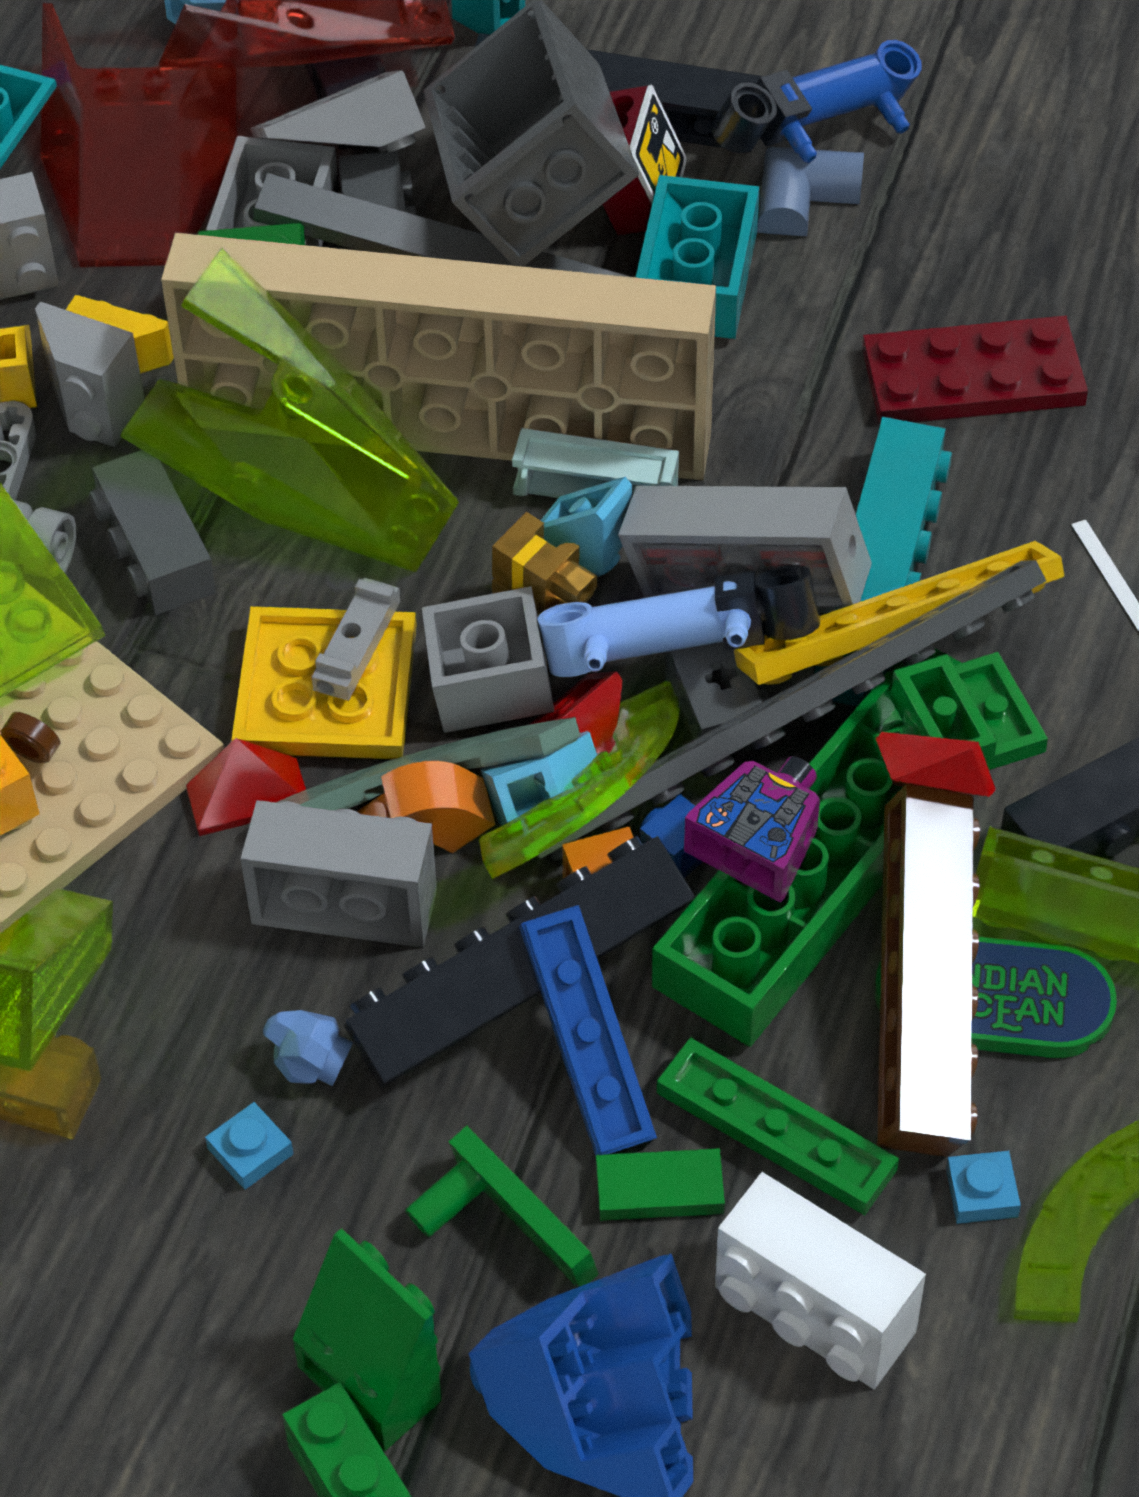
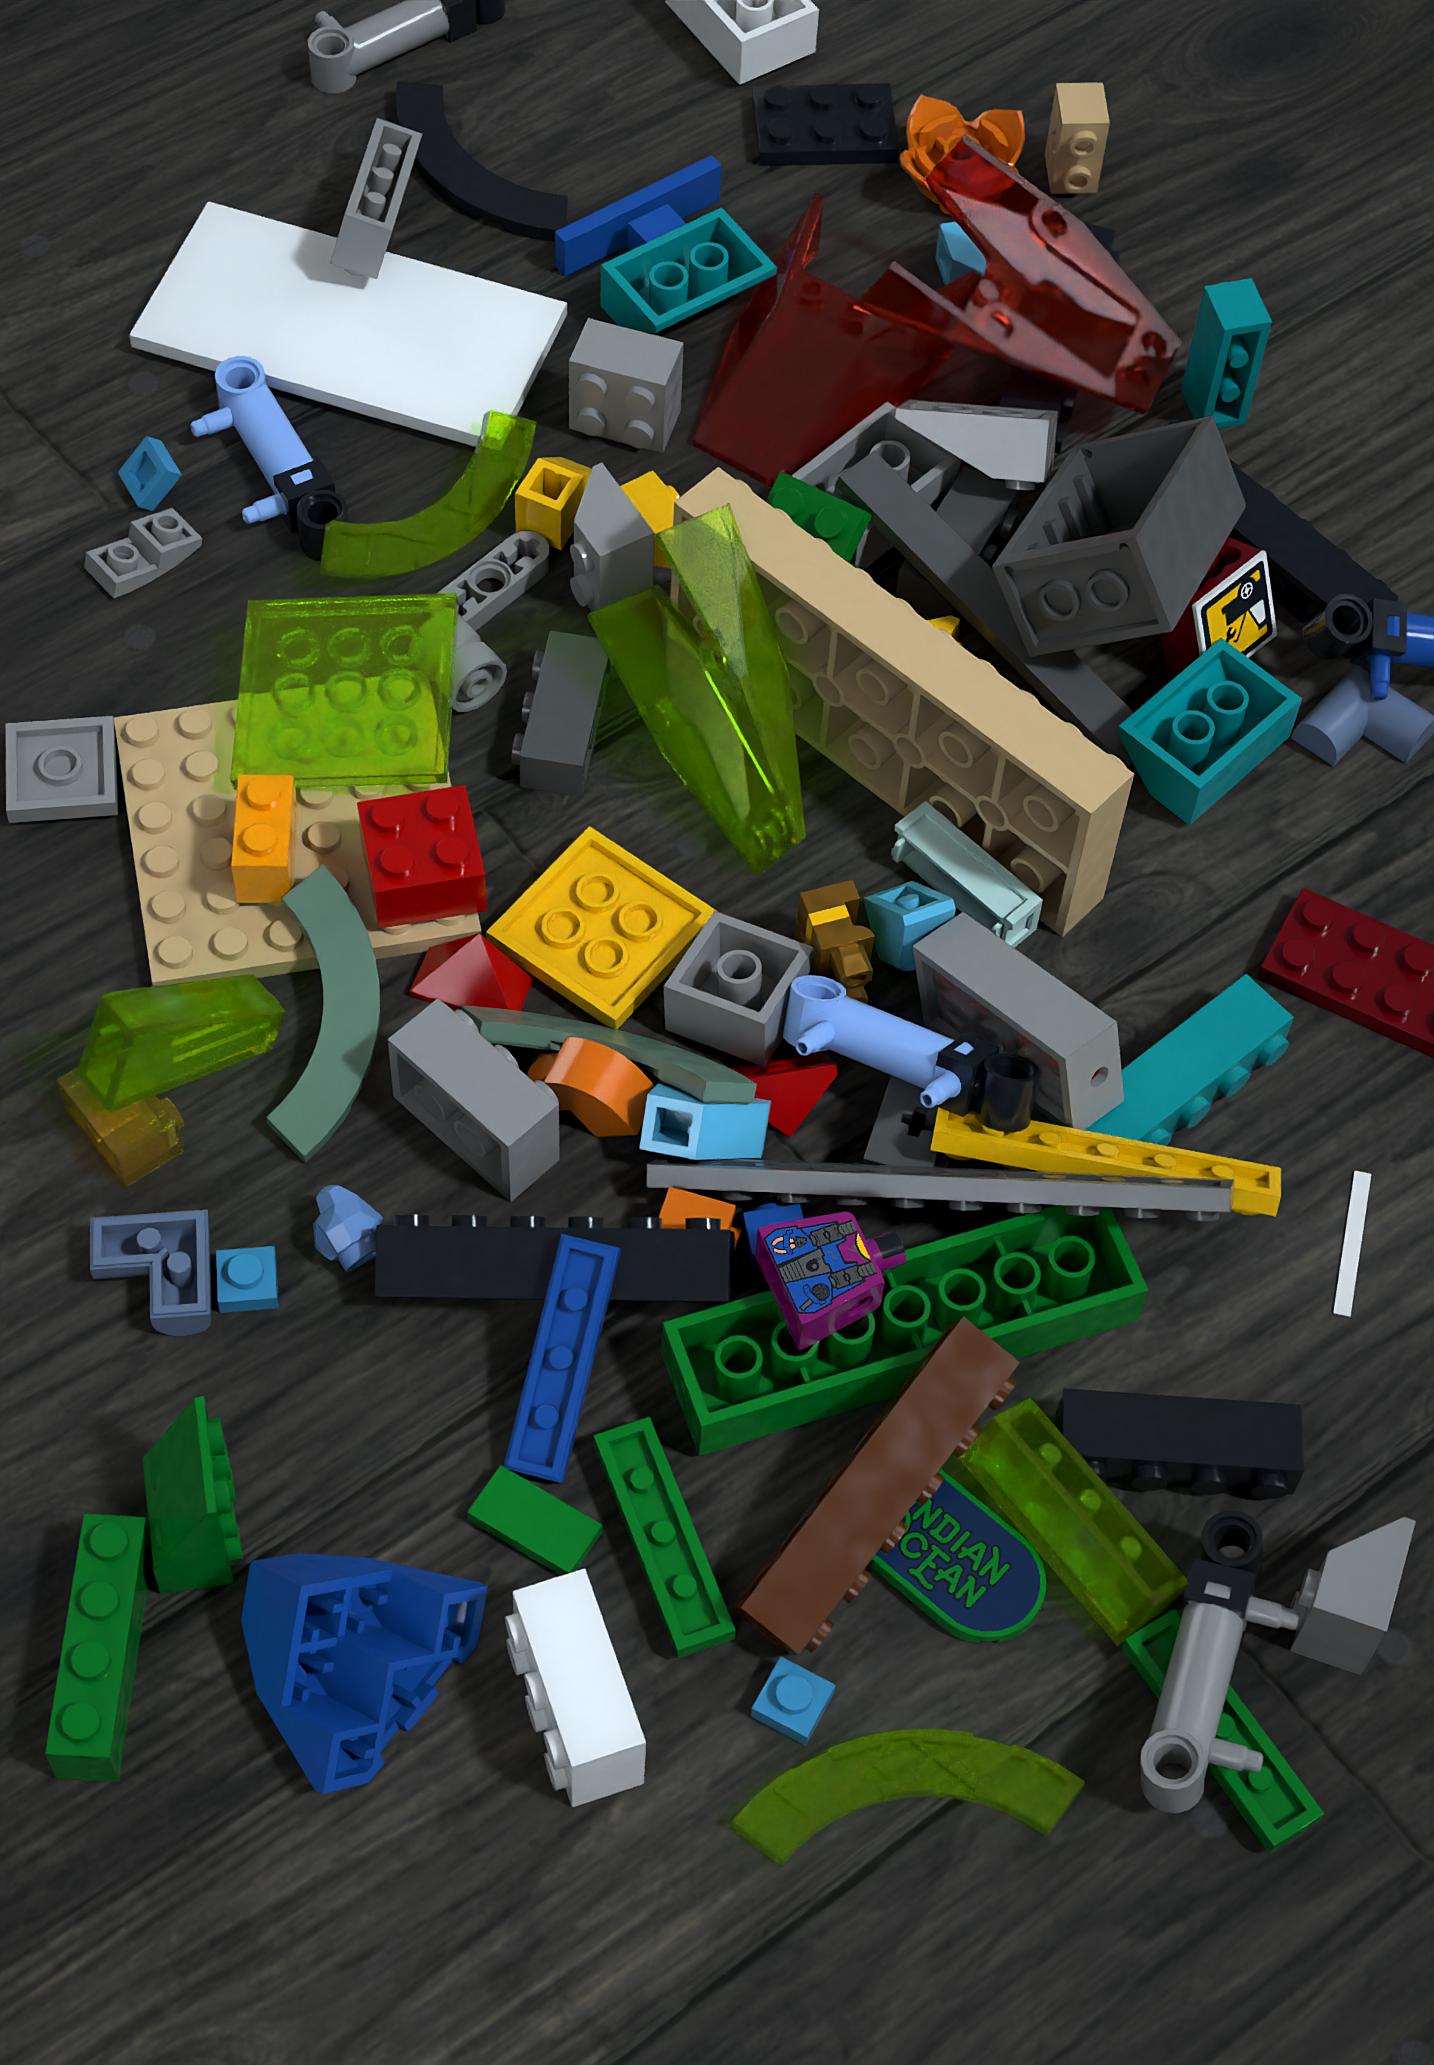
camera: 30 degrees right, 5 degrees up
(30, 737) = (324, 835): reddish brown tile -> none
(134, 705) = (422, 856): none -> red brick
(163, 871) = (349, 1015): none -> sand green tile
(171, 1159) = (171, 1251): none -> sand blue brick
(345, 657) = (627, 918): light grey piece -> none
(482, 1170) = (400, 1421): green piece -> none
(640, 738) = (803, 1136): clear neon green tile -> none
(936, 763) = (998, 1314): red slope -> none
(970, 704) = (1074, 1287): green plate -> none

